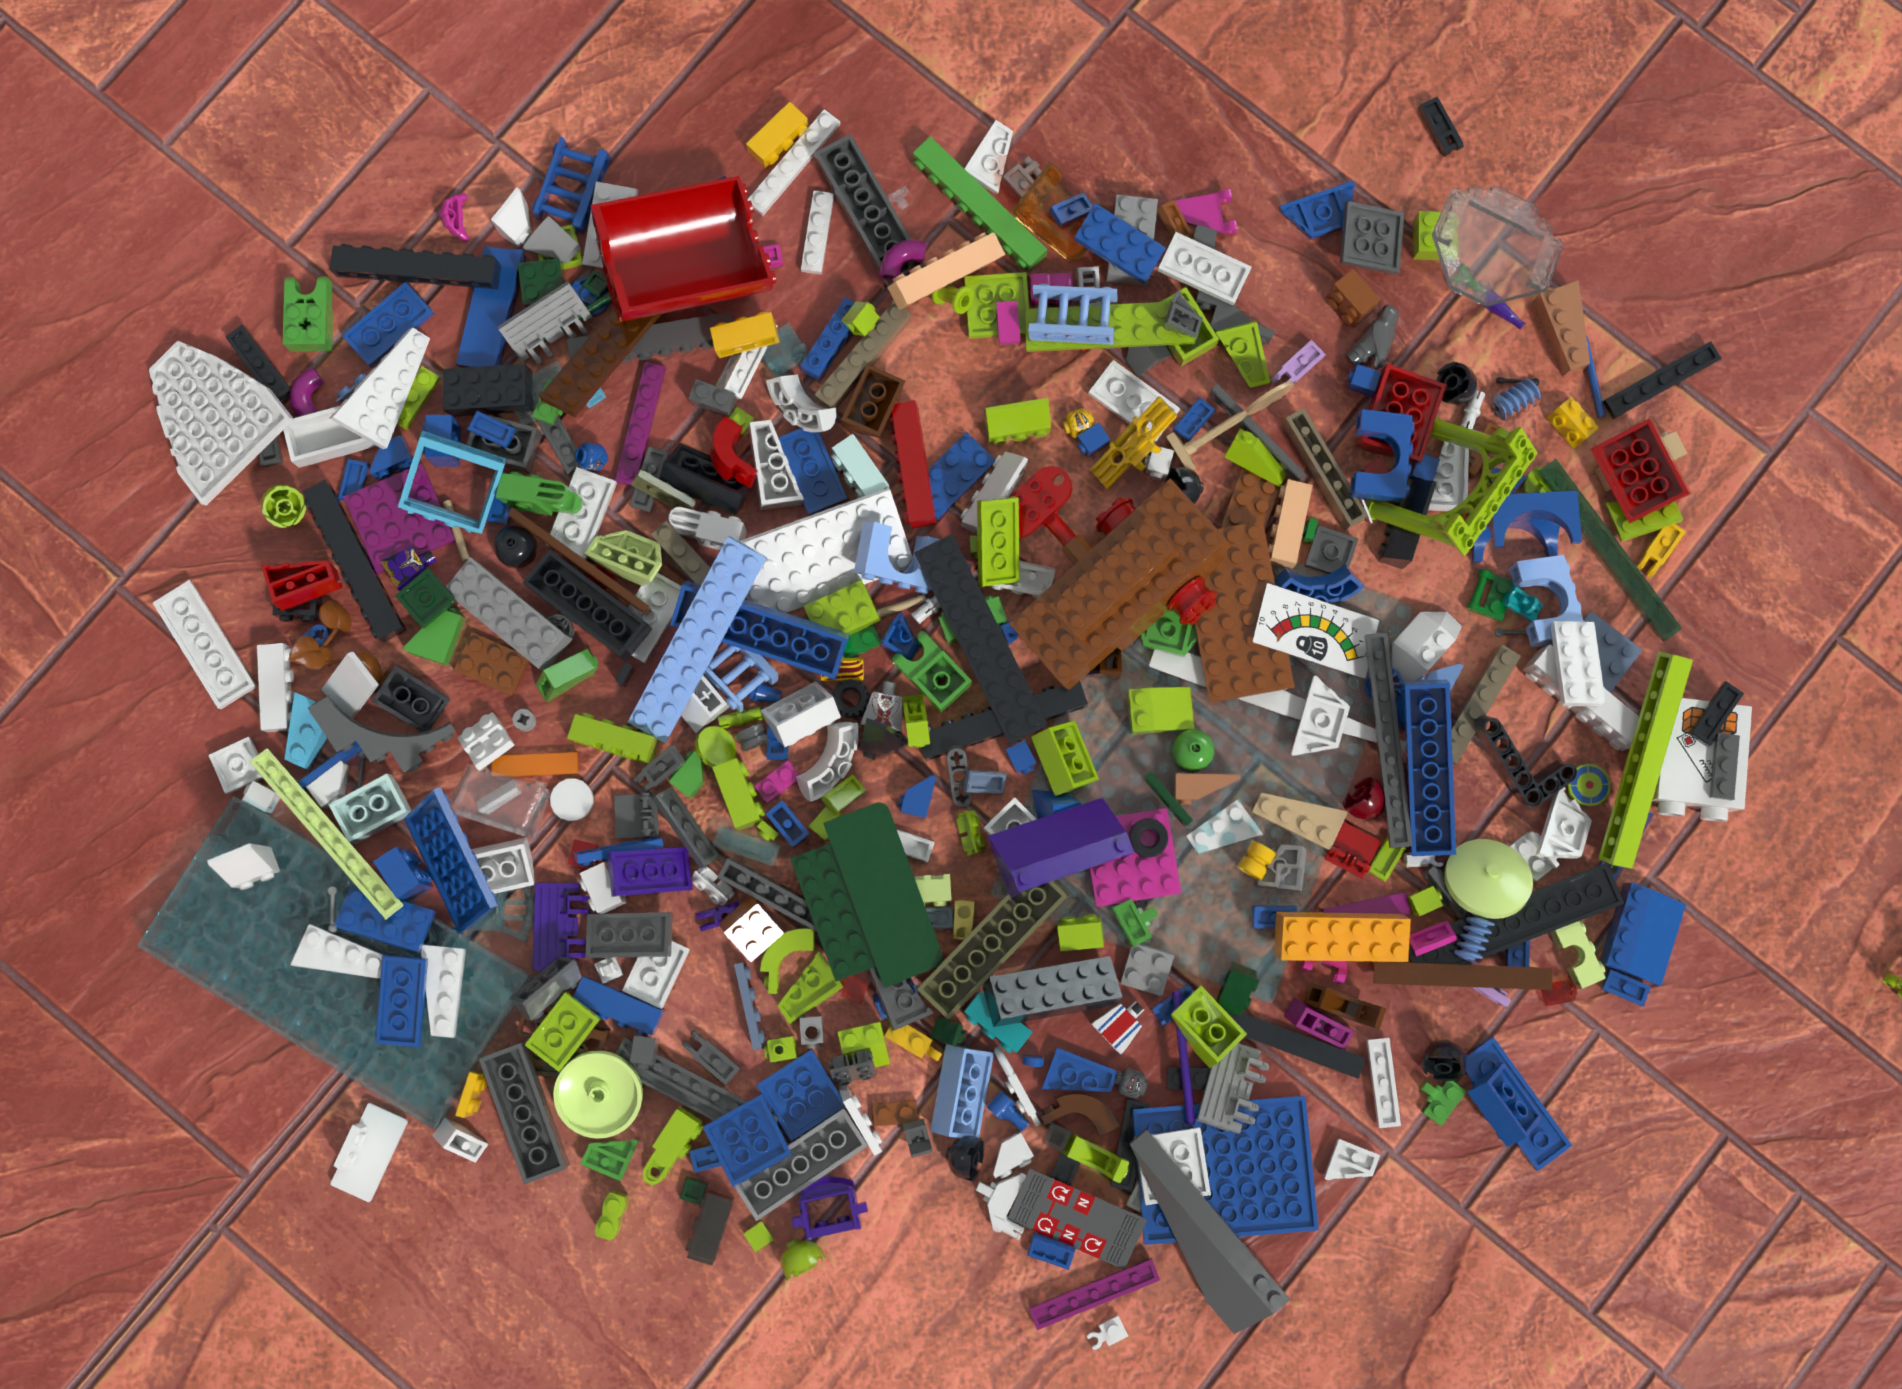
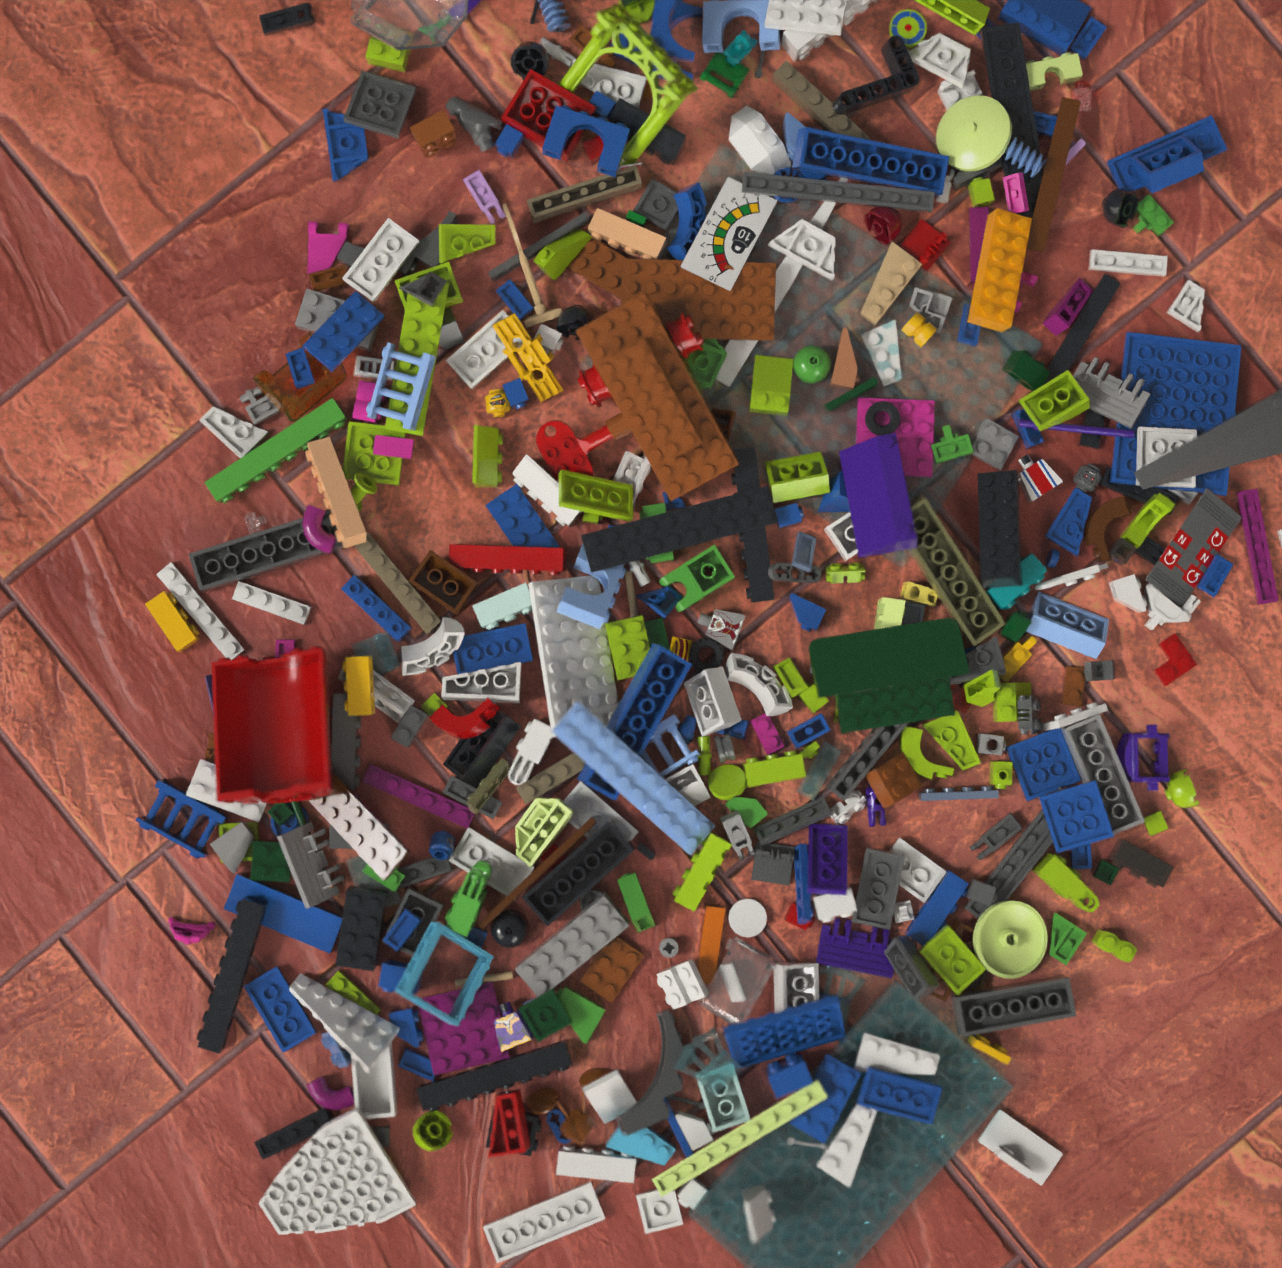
camera: 75 degrees left, 5 degrees up
(308, 317) = (252, 1080): bright green brick -> none
(396, 796) = (717, 1072): none -> clear light blue plate
(409, 698) = (629, 1046): black slope -> none
(459, 1140) = (1025, 1066): white slope -> none
(514, 219) = (206, 876): white slope -> none
(861, 318) = (365, 578): lime brick -> none
(870, 1007) = (982, 689): none -> lime arch
(880, 740) = (752, 635): black wedge -> none
(916, 720) = (739, 600): lime slope -> none
(916, 846) = (847, 623): white tile -> none
(946, 1229) = (1178, 660): none -> red plate
(965, 1156) = (1123, 633): black cylinder -> none
(1004, 1108) = (1087, 591): blue pin -> none
(1080, 932) = (952, 494): lime brick -> none
(1344, 1006) = (1058, 280): reddish brown arch -> none
(1385, 860) = (939, 219): lime tile -> none

